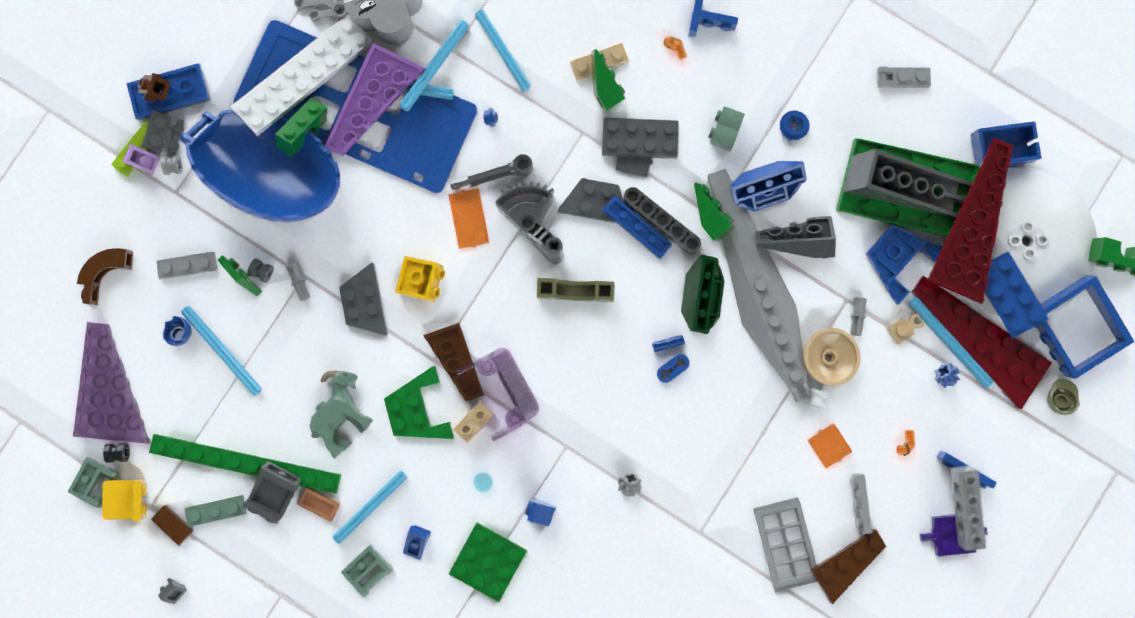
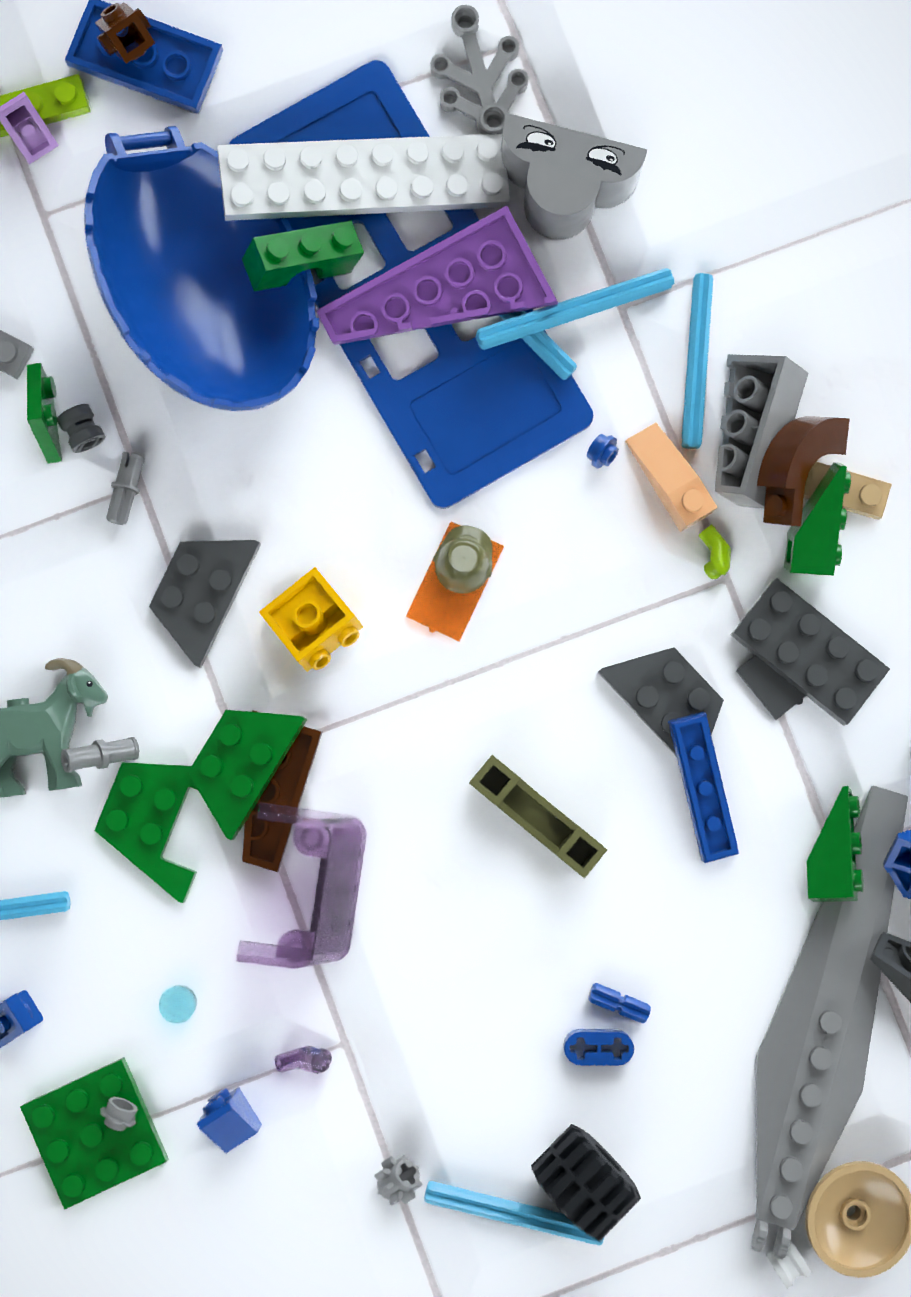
camera: 30 degrees right, 0 degrees up
(157, 131) = (82, 103): dark grey plate -> none
(171, 165) = (66, 169): light grey wheel -> none
(371, 401) = (100, 754): none -> light grey pin
(434, 360) = (241, 762): none -> green wing
(466, 206) = (464, 559): none -> olive hat
(474, 421) = (231, 902): tan brick -> none
(492, 543) = (119, 1113): none -> light grey plate
(497, 173) = (550, 544): dark grey piece -> none
(528, 107) = (671, 477): none -> light nougat slope
(533, 212) = (561, 649): dark grey arm -> none
(547, 59) = (760, 401): none -> light grey wedge
(553, 463) = (304, 1058): none -> clear purple arm
(571, 62) = (790, 461): none -> reddish brown arch
(571, 123) = (720, 553): none -> lime arm
(658, 211) = (763, 818): dark grey beam -> none
(689, 462) = (505, 1211): none -> medium azure axle
(703, 294) = (728, 969): dark green wedge -> none
(706, 425) = (585, 1182): none -> black wheel

